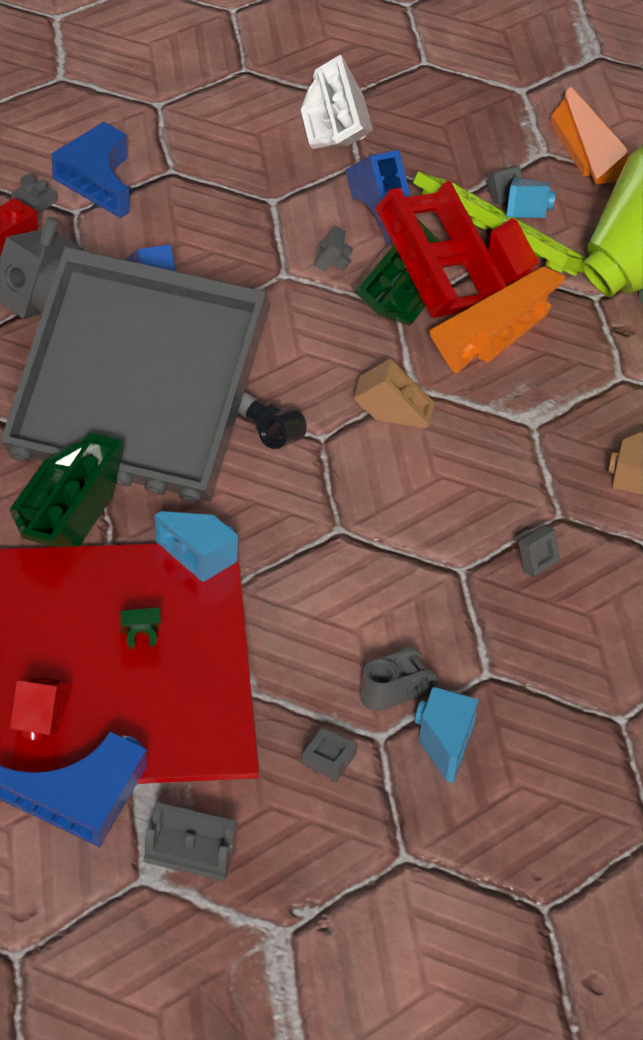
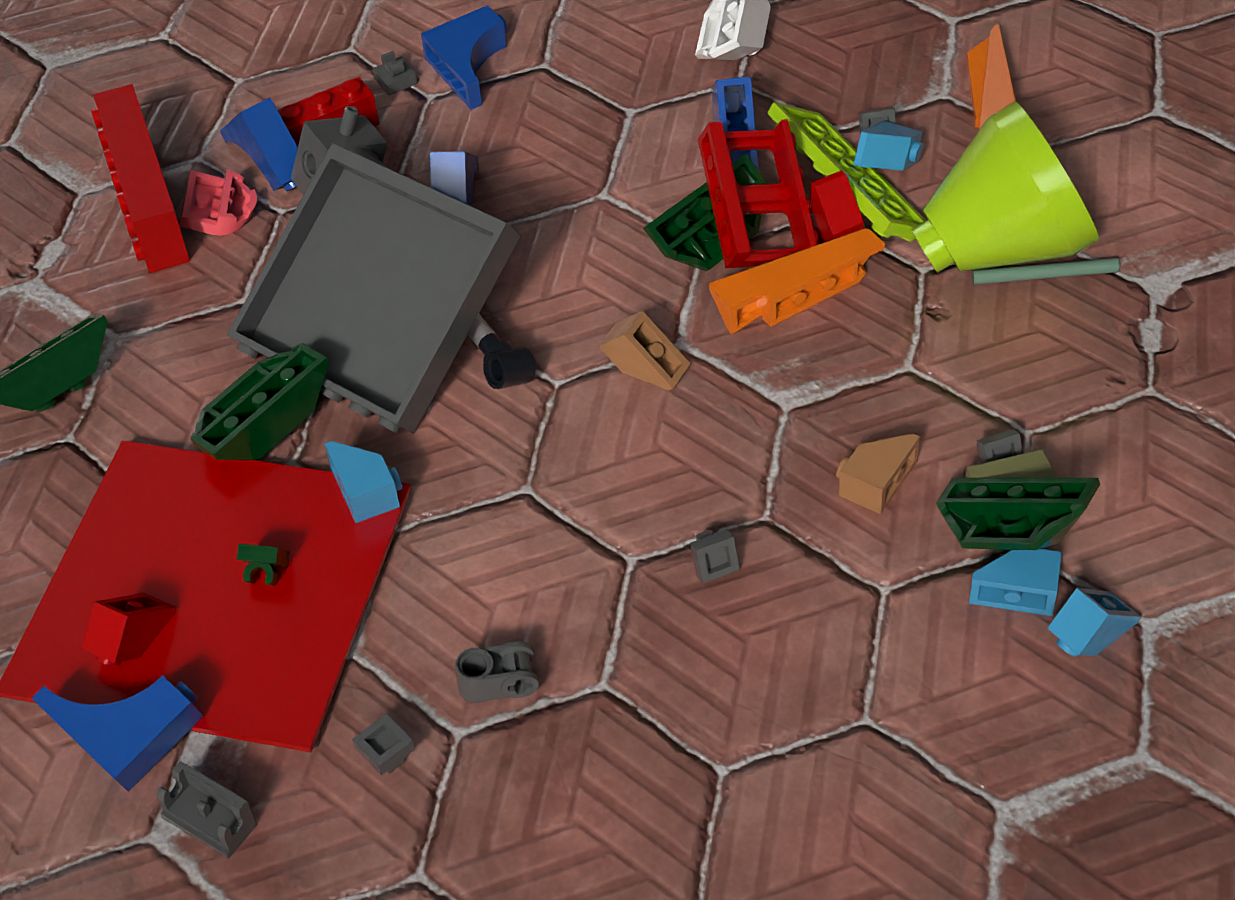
camera: 25 degrees right, 5 degrees up
(333, 250) = (659, 176): dark grey tile -> none
(446, 729) = (523, 742): dark azure slope -> none

